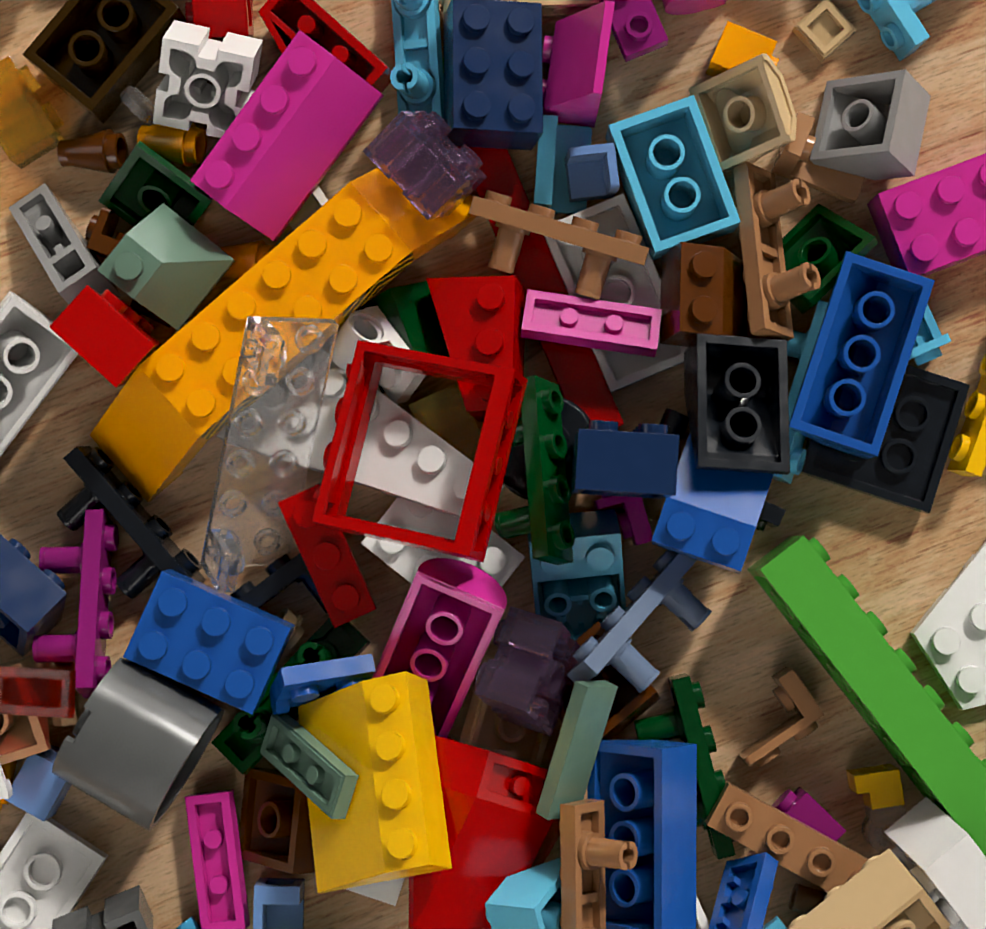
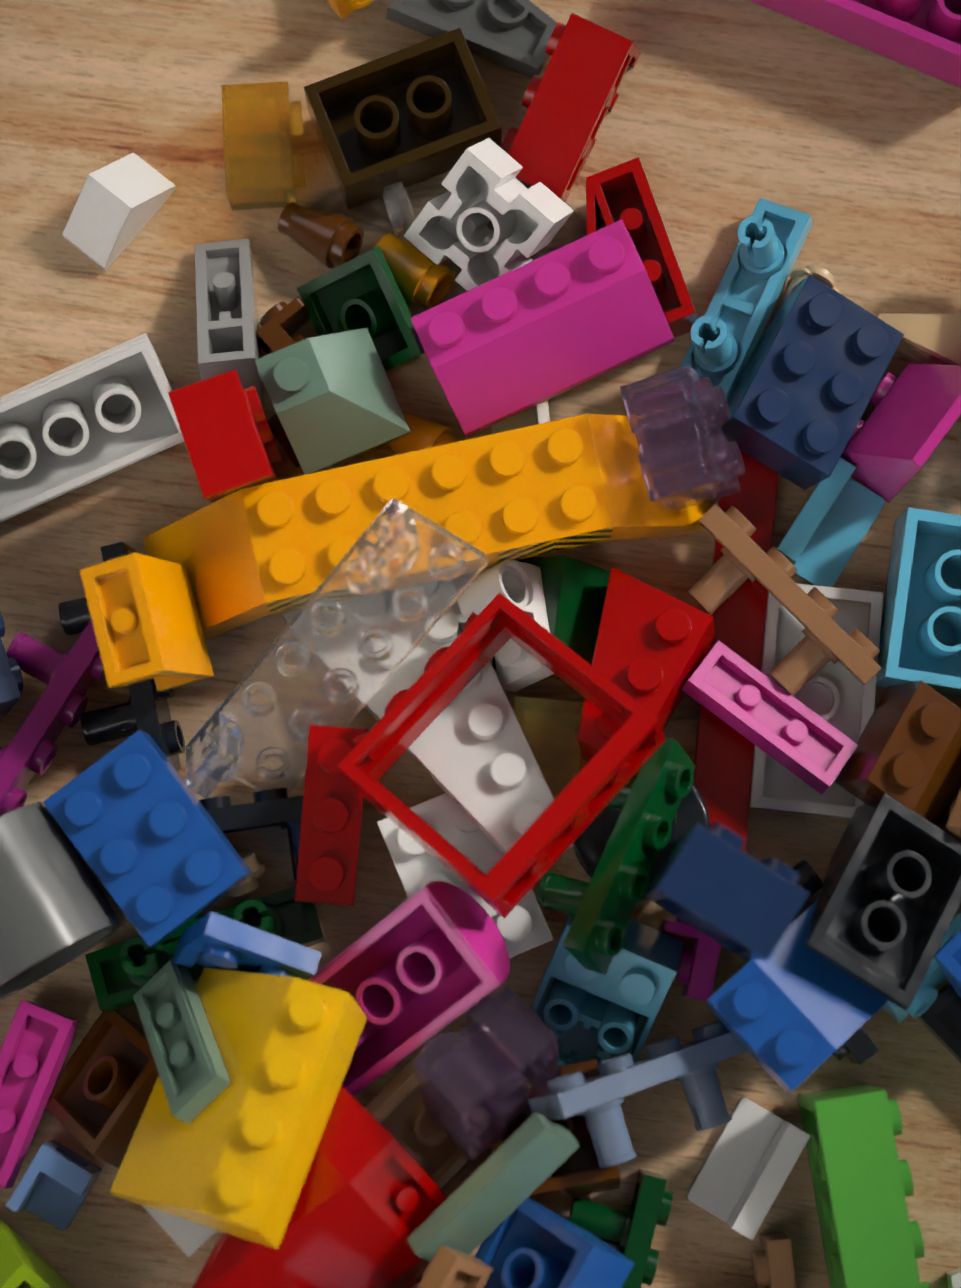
camera: 25 degrees right, 5 degrees down
(124, 494) = (146, 622): none -> light orange panel
(591, 172) = (860, 550): medium blue panel -> none
(739, 636) = (747, 1167): none -> white panel

